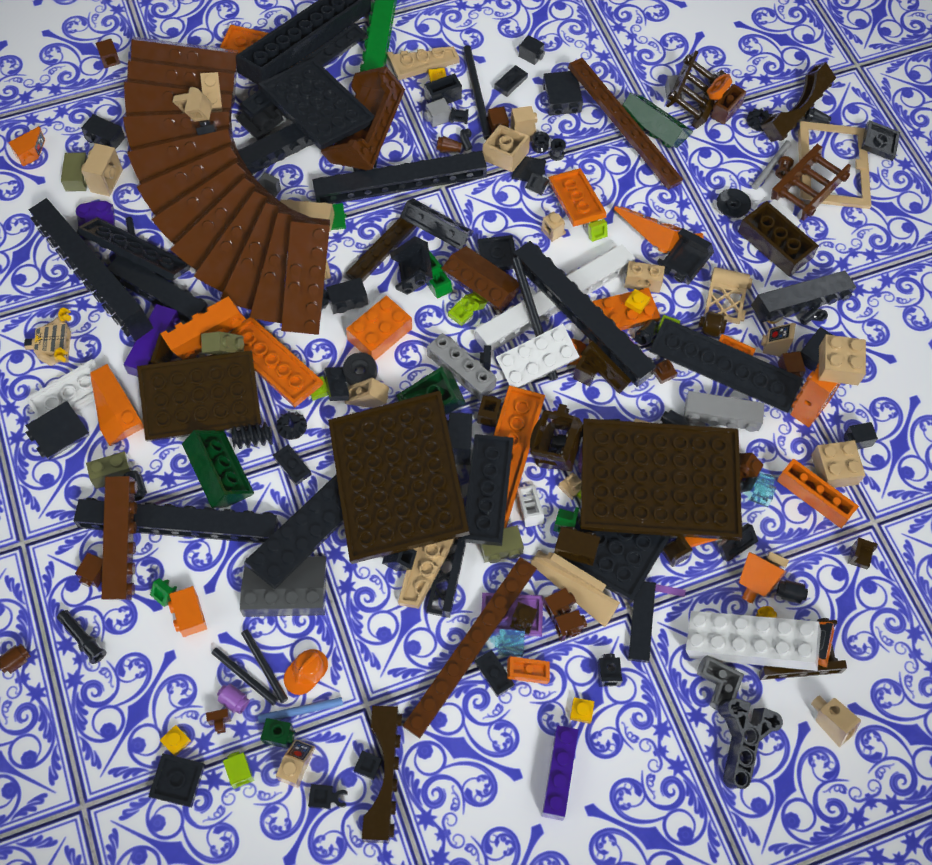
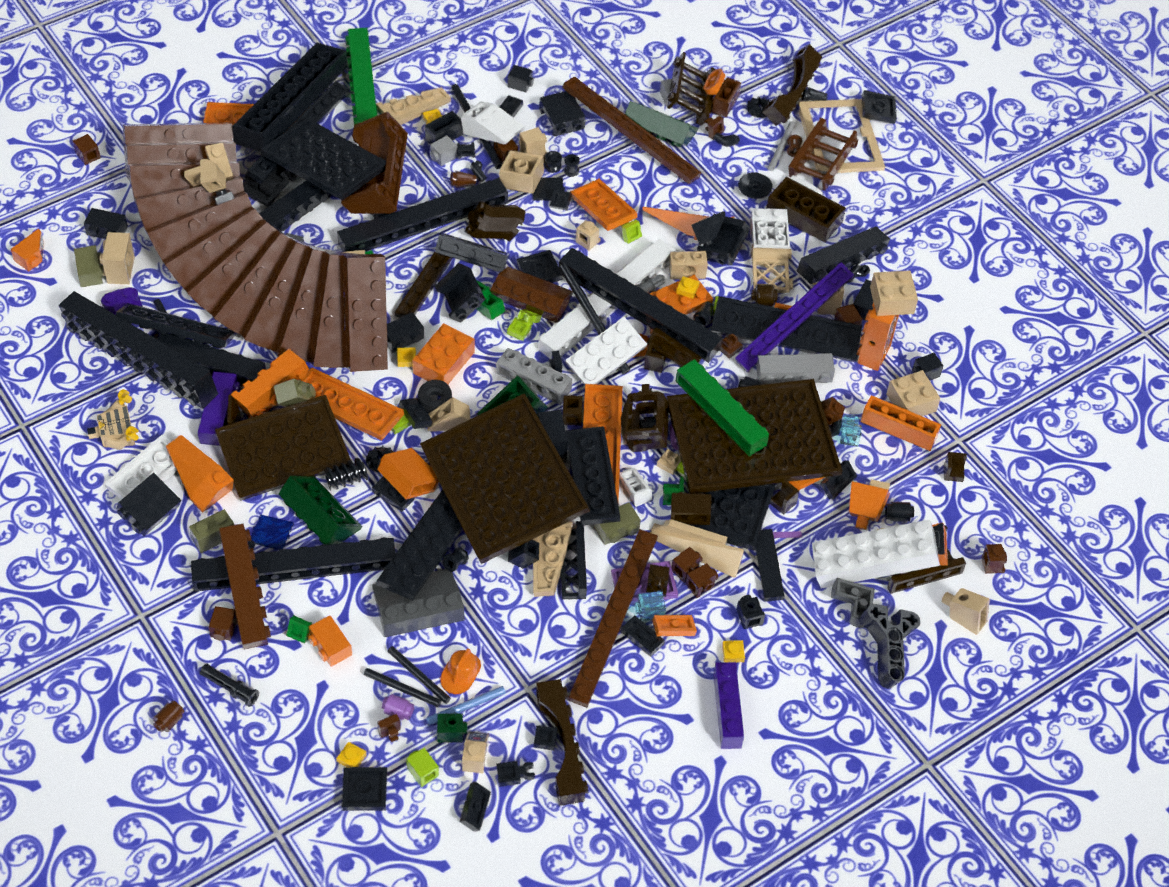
camera: 15 degrees left, 10 degrees down
(167, 481) = (271, 532): none -> clear blue piece
(277, 826) = (475, 806): none -> black plate
(309, 448) = (408, 473): none -> orange brick
(332, 549) = (457, 558): none -> black bush
(343, 320) = (405, 356): none -> yellow plate
(465, 196) = (494, 221): none -> dark brown brick
(487, 93) = (490, 123): none -> white slope
(602, 290) = (651, 284): none -> dark grey axle
(635, 444) = (722, 407): none -> green brick
(672, 243) = (708, 229): none -> black slope
(709, 133) = (714, 126): none -> reddish brown tile
(718, 150) = (727, 141): none -> black arm
(735, 254) = (769, 228): none -> white slope
(736, 355) = (794, 316): none -> dark purple plate
(878, 667) = (994, 558): none -> reddish brown brick

